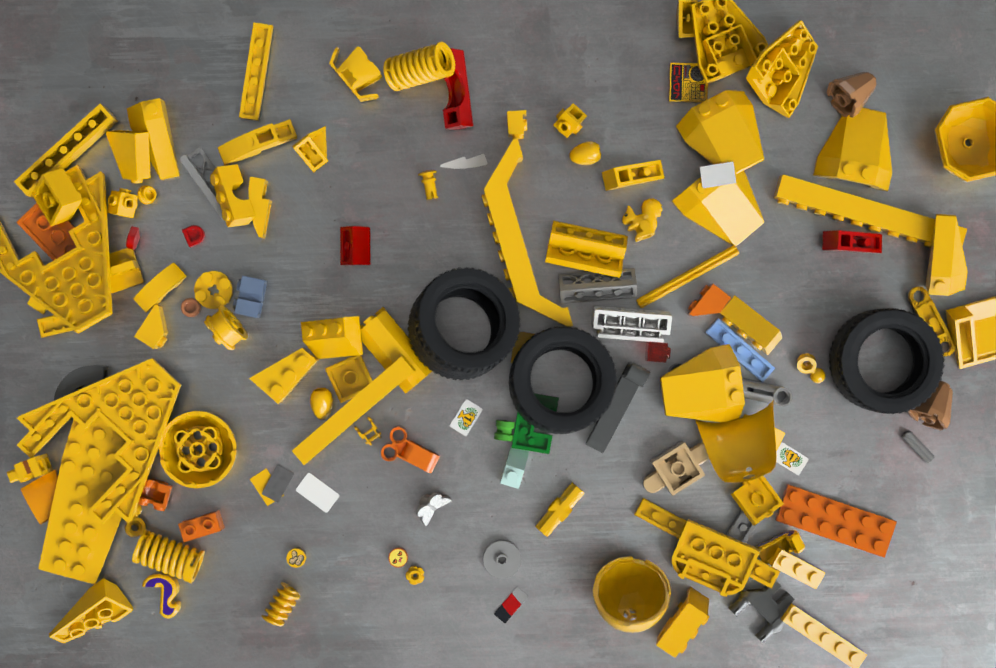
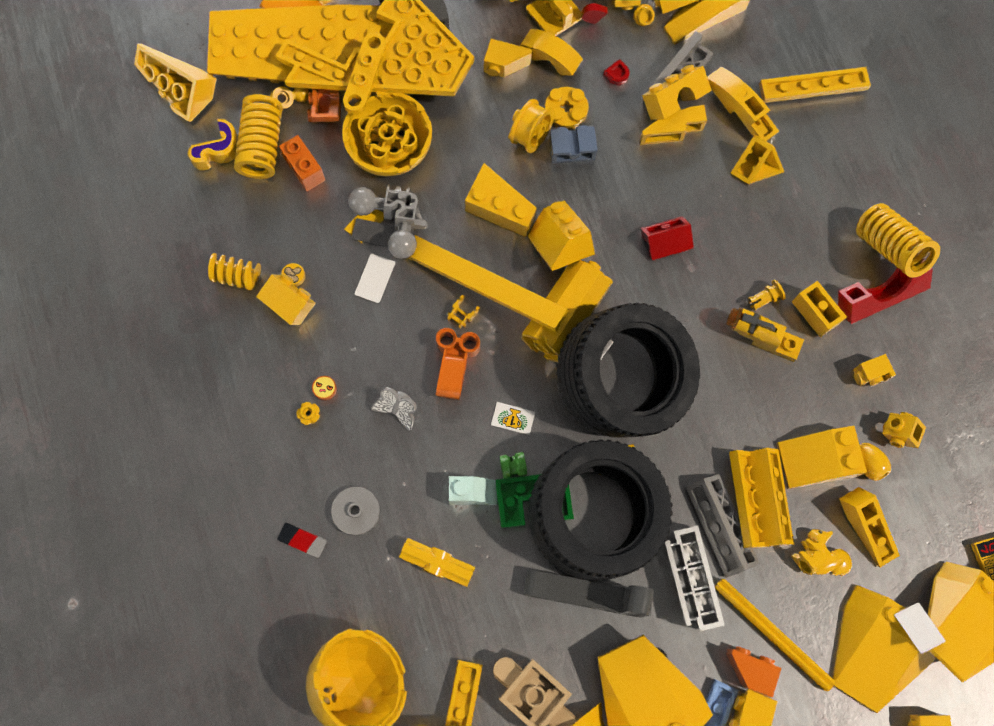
camera: 70 degrees right, 15 degrees down
(141, 455) = (364, 73): none -> yellow plate
(190, 307) = (539, 90): nougat tile -> none
(298, 464) = (397, 205): none -> light grey piece
(317, 569) = (286, 299): none -> yellow brick
(321, 403) = (480, 249): yellow animal -> none
(349, 377) = (520, 269): yellow tile -> none
(357, 72) = (858, 187): yellow piece -> none
(454, 148) = (819, 309): none -> yellow brick
(460, 198) = (765, 333): none -> yellow plate
(463, 163) = (803, 330): white sticker -> none
(511, 242) = (742, 400): yellow slope -> none
(570, 192) = (821, 457): none -> yellow slope
(657, 352) = (670, 624): clear red brick -> none

